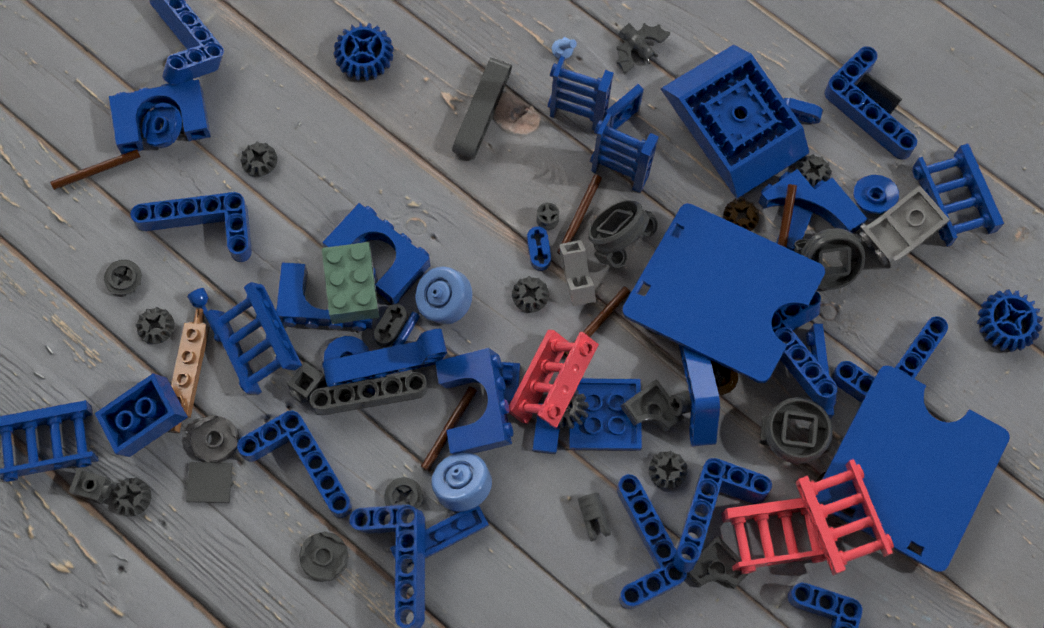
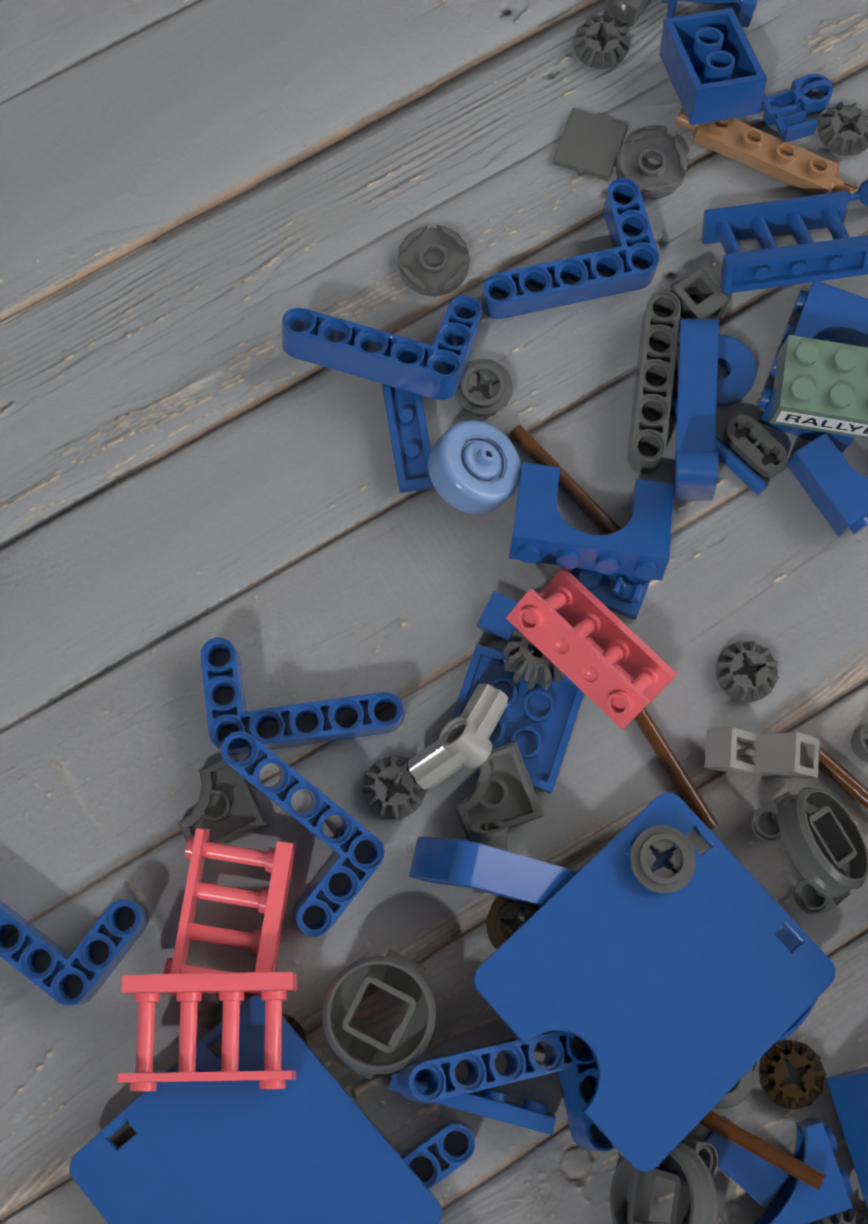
camera: 110 degrees right, 5 degrees up
(153, 360) = (790, 116): none -> blue piece
(443, 295) = (779, 531): medium blue wheel -> none
(534, 249) = (823, 700): blue beam -> none
(593, 510) = (359, 646): dark grey hinge -> none
(633, 433) = (462, 740): none -> light grey piece
(659, 294) = (681, 859): none -> dark grey gear

